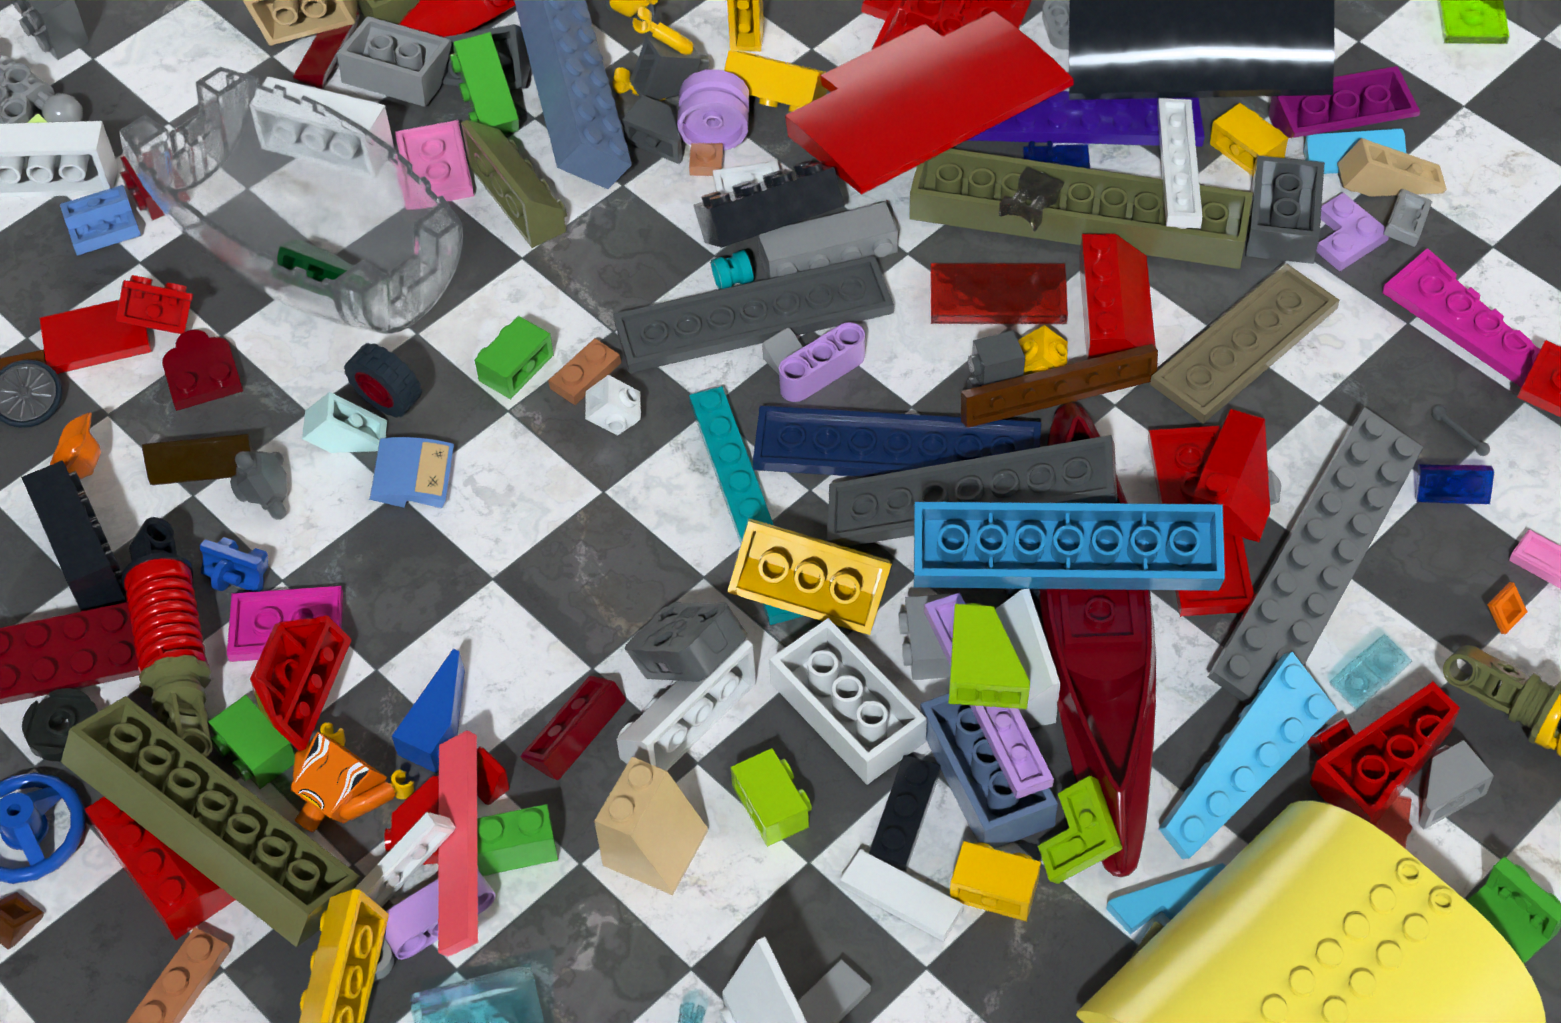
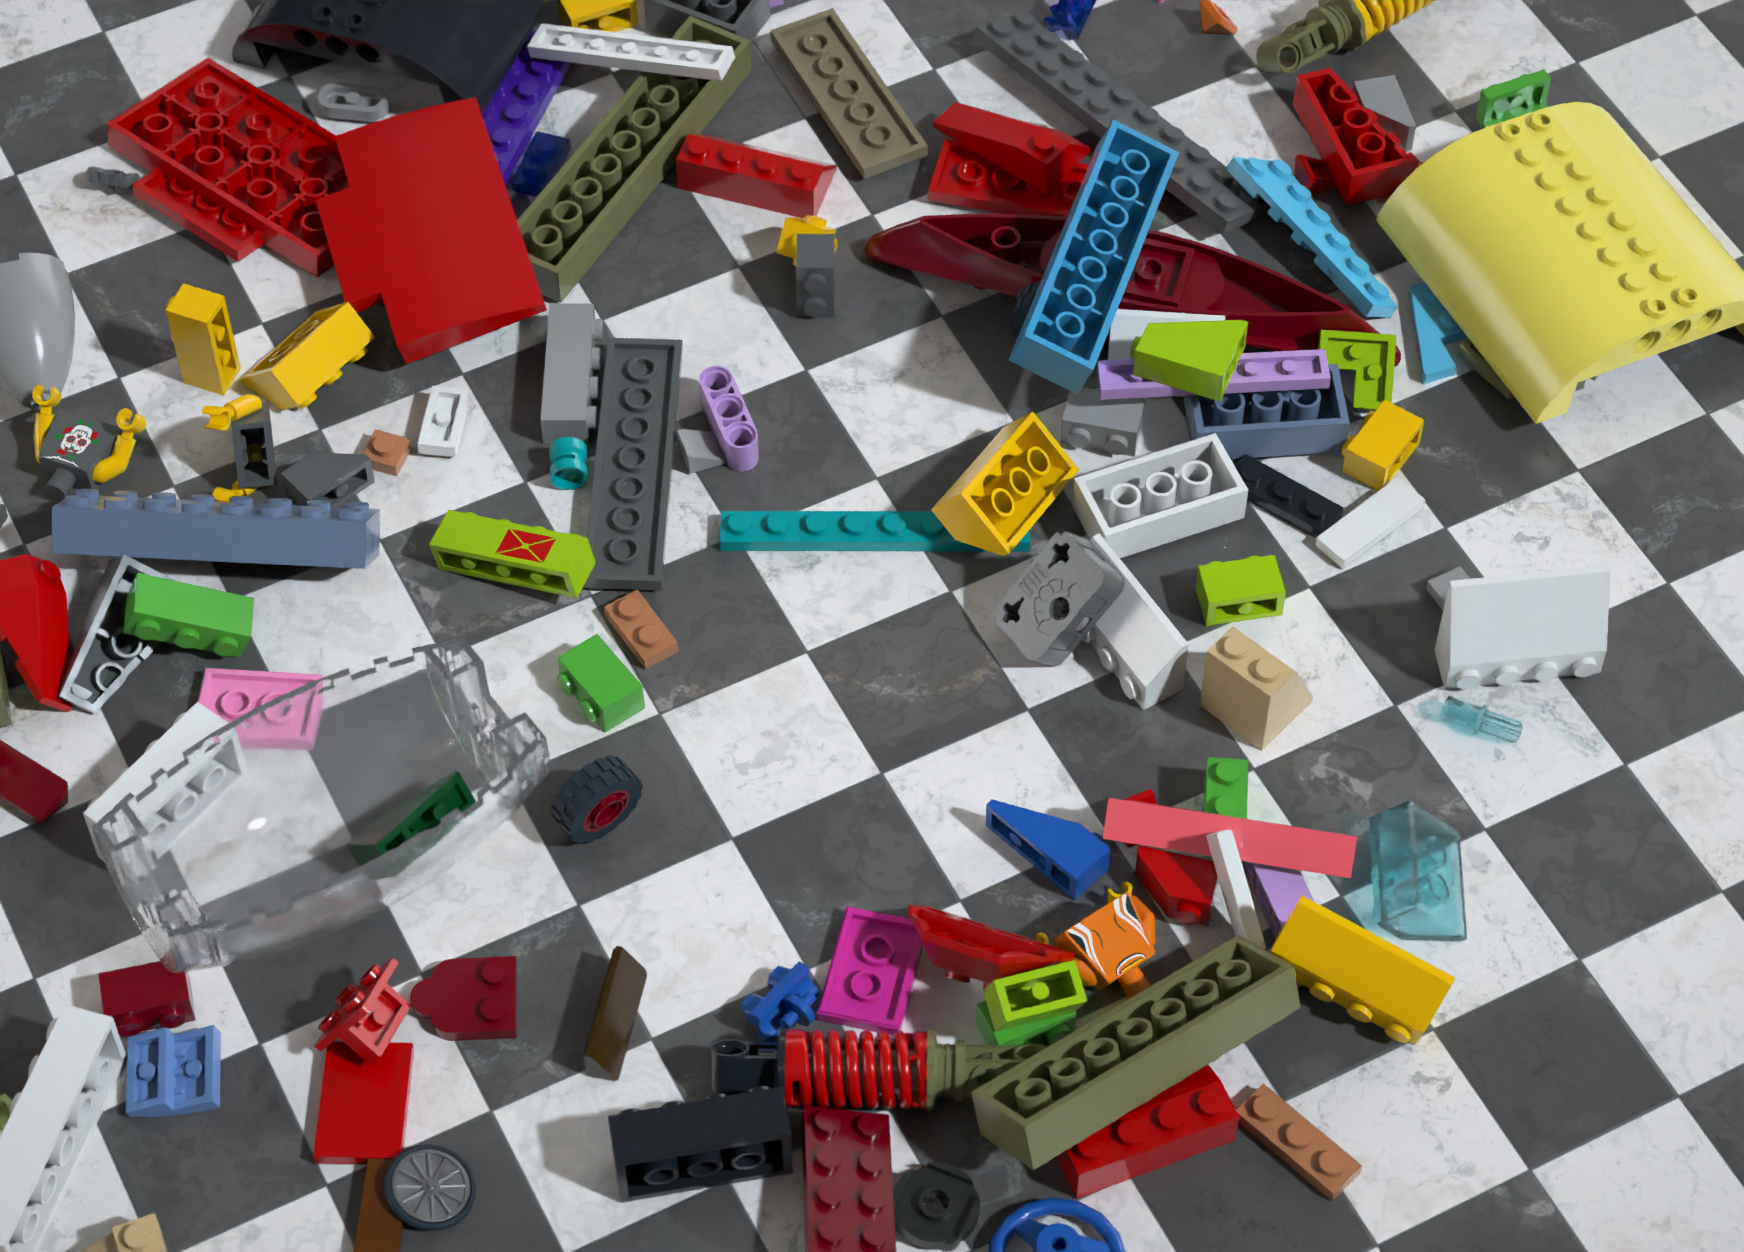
camera: 75 degrees left, 0 degrees up
(78, 447) = (547, 1135): orange piece -> none
(238, 722) = (1035, 995): none -> lime brick
(261, 481) = (677, 953): dark grey rock -> none
(342, 426) = (630, 864): light aqua slope -> none
(394, 61) = (87, 702): light grey slope -> none
(411, 471) = (717, 811): medium blue slope -> none
(513, 183) = (348, 630): olive slope -> none
(574, 727) = (1095, 737): dark red slope -> none
(613, 405) = (705, 609): white brick -> none
(618, 260) = (512, 553): none -> lime brick
(713, 109) = (341, 412): lavender wheel -> none
(768, 204) = (508, 400): black brick -> none
(877, 442) = (859, 391): dark blue plate -> none
(884, 504) = (970, 330): dark grey plate -> none
(998, 293) = (695, 260): clear red plate -> none
(1035, 187) = (612, 167): clear smoke piece -> none
(1058, 386) = (852, 244): reddish brown plate -> none
(1370, 672) = (1254, 124): clear light blue slope -> none

